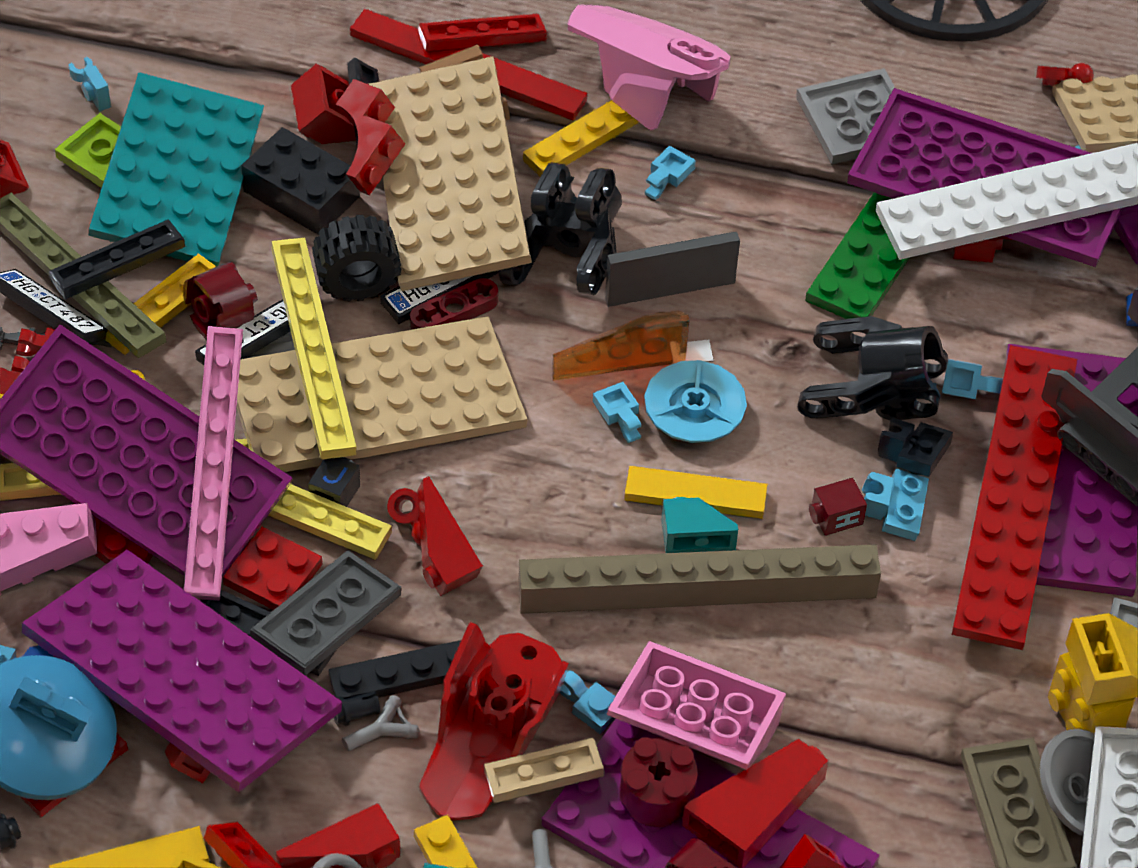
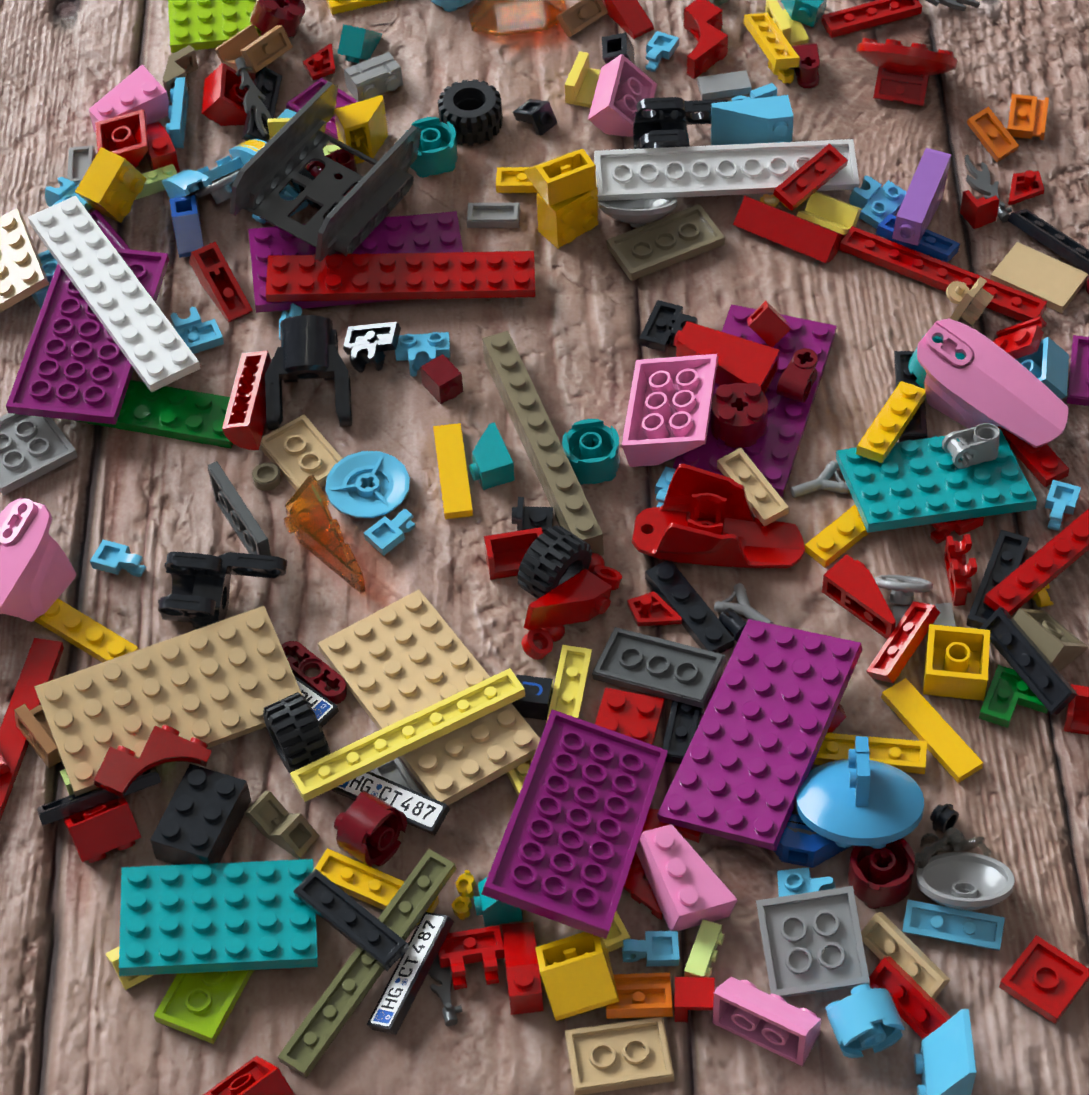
camera: 100 degrees left, 0 degrees up
(93, 84) = (113, 1036): medium azure plate -> none
(121, 787) = (900, 753): none -> yellow plate
(213, 463) = (561, 758): bright pink tile -> none
(255, 252) = (286, 830): none -> dark tan slope
(413, 631) = (652, 610): none -> red piece
(493, 528) = (552, 561): none -> black tyre
(502, 594) = (605, 573): none -> red plate
(539, 514) = (506, 551): none -> red panel
(594, 539) = (532, 517): none -> black bracket
(664, 615) = (592, 451): none -> teal brick
(747, 320) = (266, 476): none -> dark tan tile
(770, 357) = (300, 452): none -> tan tile
(824, 298) = (247, 403): none -> red brick
(859, 768) = (663, 325): none -> black plate
(985, 288) = (196, 334): none -> medium azure plate
(1067, 321) = (219, 281): none -> red slope

